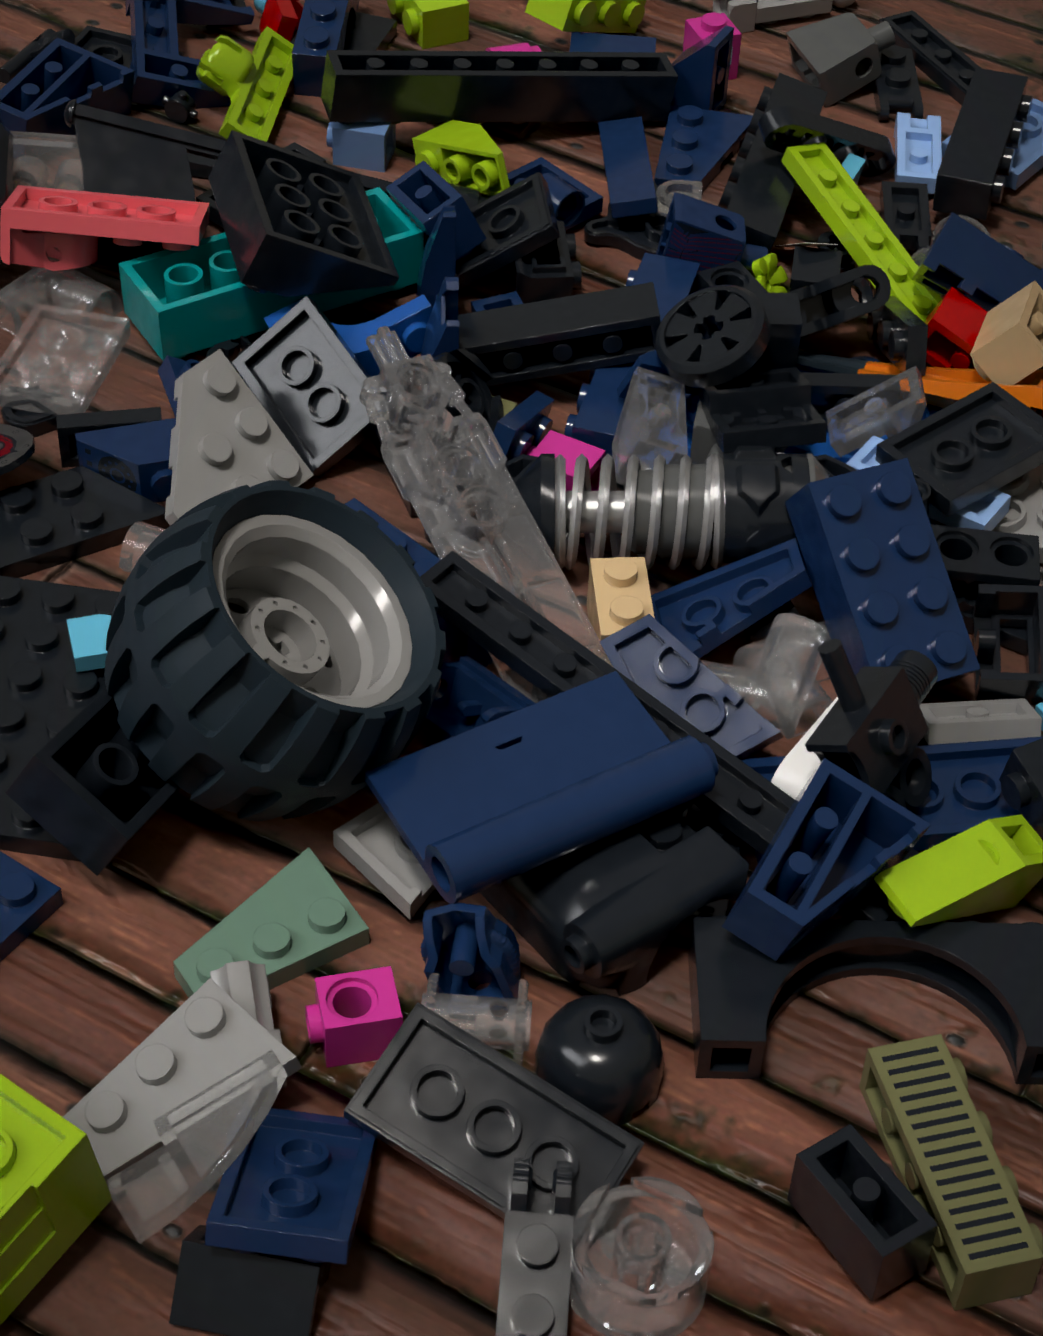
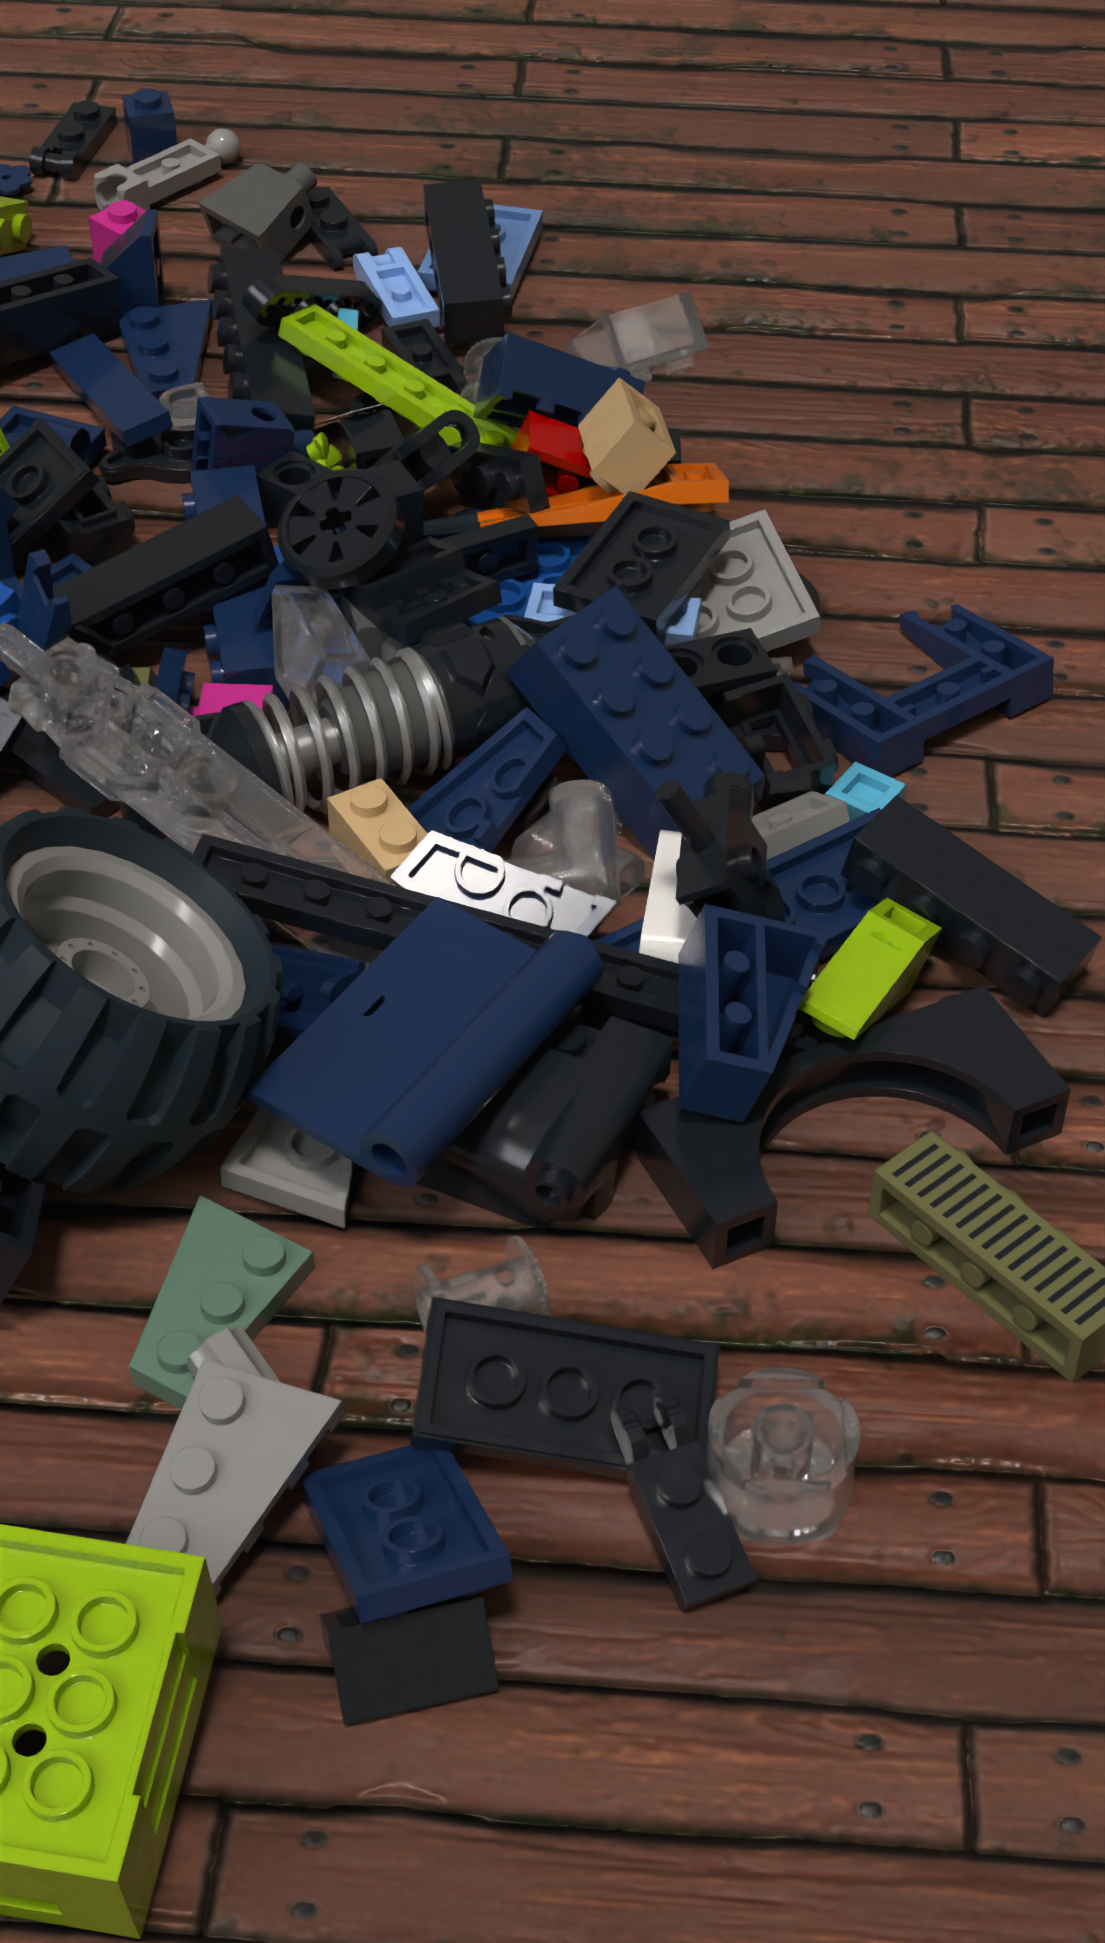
camera: 25 degrees left, 0 degrees up
(199, 1146) = (289, 1530): clear slope -> none
(354, 1015) = (357, 1342): dark pink brick -> none
(470, 950) = (439, 1225): dark blue hand -> none
(602, 1056) = (621, 1277): black cylinder -> none
(861, 1212) = (954, 1324): black brick -> none
(877, 412) = (534, 551): clear slope -> none
(933, 53) = (364, 190): black tile -> none

